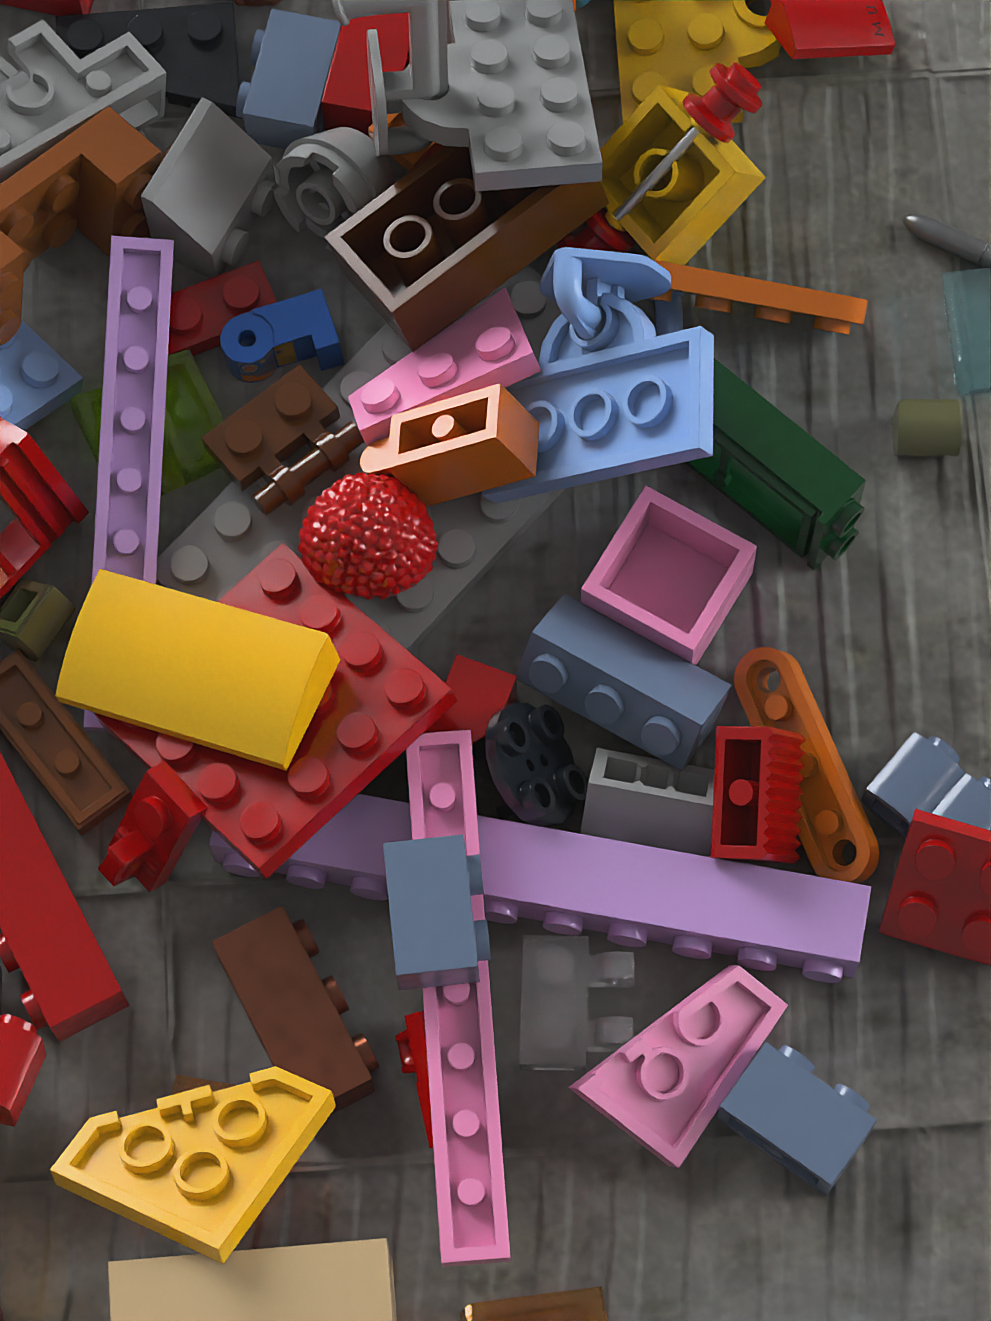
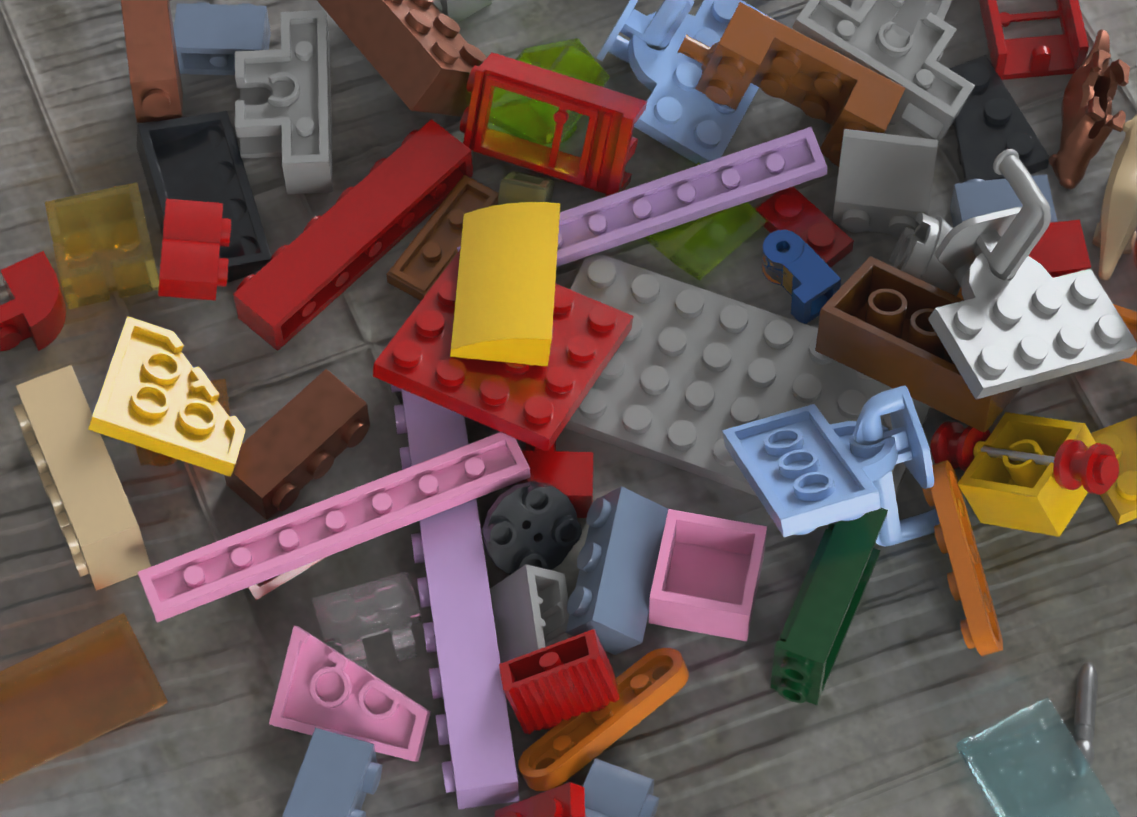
camera: 70 degrees right, 10 degrees down
(153, 830) = (390, 310): red hinge -> none
(274, 427) = (719, 284): reddish brown plate -> none
(368, 537) = (654, 363): red hair -> none
(432, 912) = (378, 477): sand blue brick -> none
(458, 446) = (742, 392): orange brick -> none
(470, 354) = (806, 376): bright pink wing -> none
(927, 427) = (911, 724): olive brick -> none

